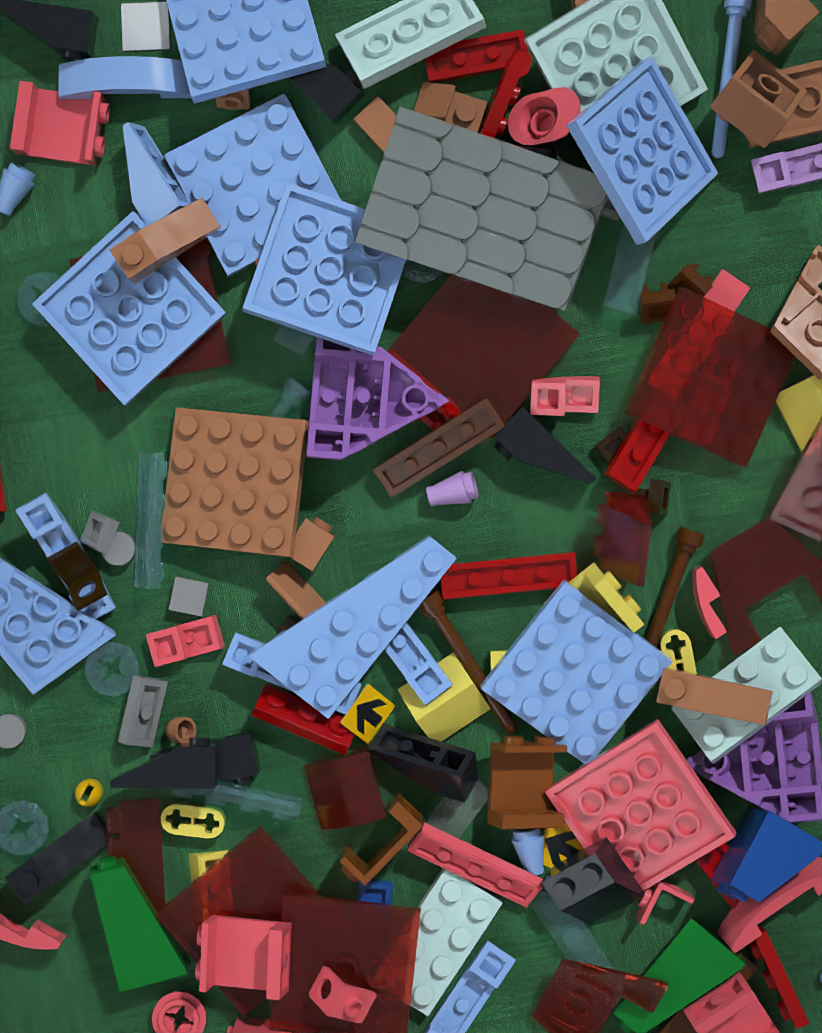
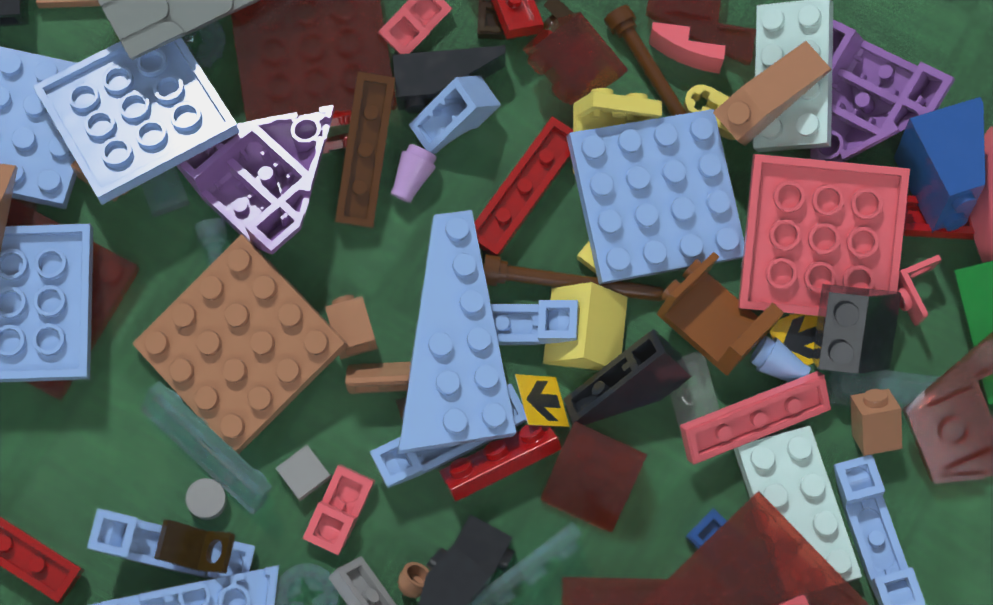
camera: 55 degrees left, 15 degrees down
(99, 532) = (176, 499): light grey tile -> none
(412, 822) = (668, 436): dark orange panel -> none
(519, 483) = (454, 111): none -> light blue arch
(539, 947) = (876, 421): none -> nougat brick

